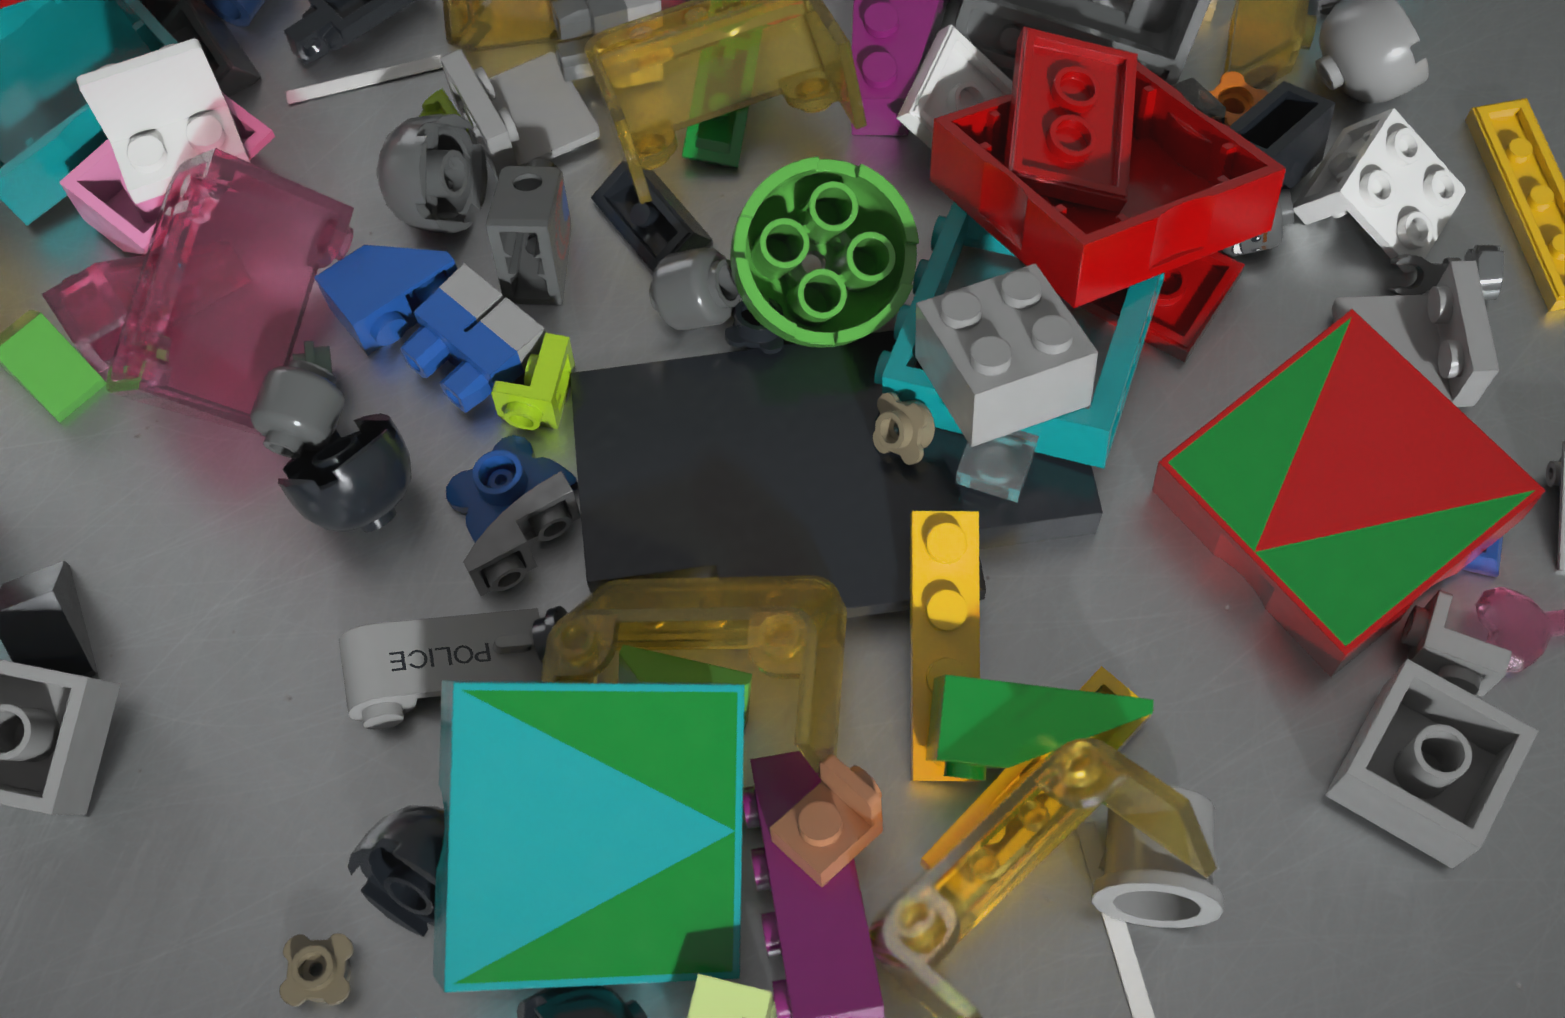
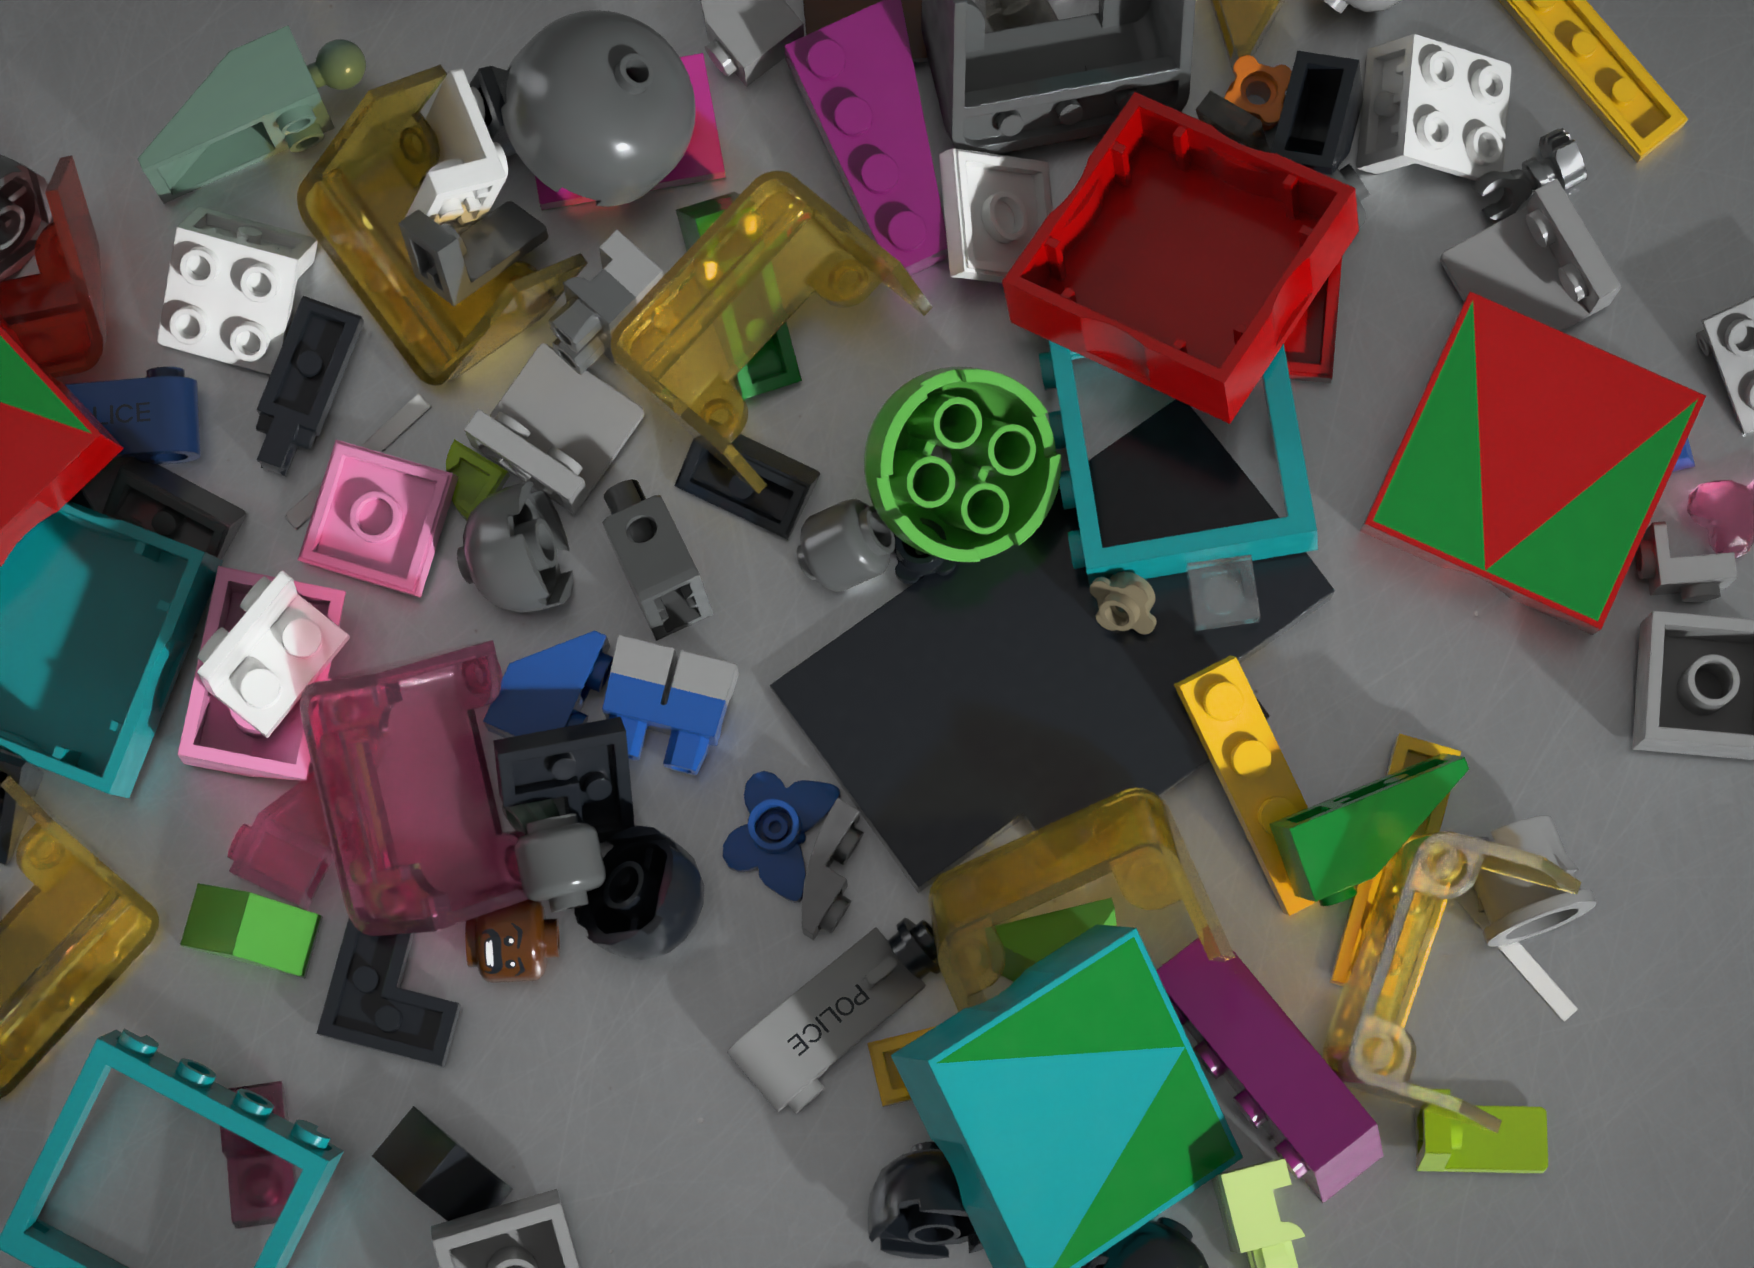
camera: 30 degrees left, 15 degrees up
(86, 458) = (372, 1009): none -> black plate
(225, 461) = (512, 942): none -> reddish brown head
(346, 114) = (378, 518): none -> bright pink tile
(361, 334) = (573, 762): none -> black plate
(544, 388) = (757, 705): lime bracket -> none
(831, 821) = (1255, 997): nougat bracket -> none
(1004, 354) = (1194, 507): light grey brick -> none
(1072, 119) = (1126, 211): red tile -> none

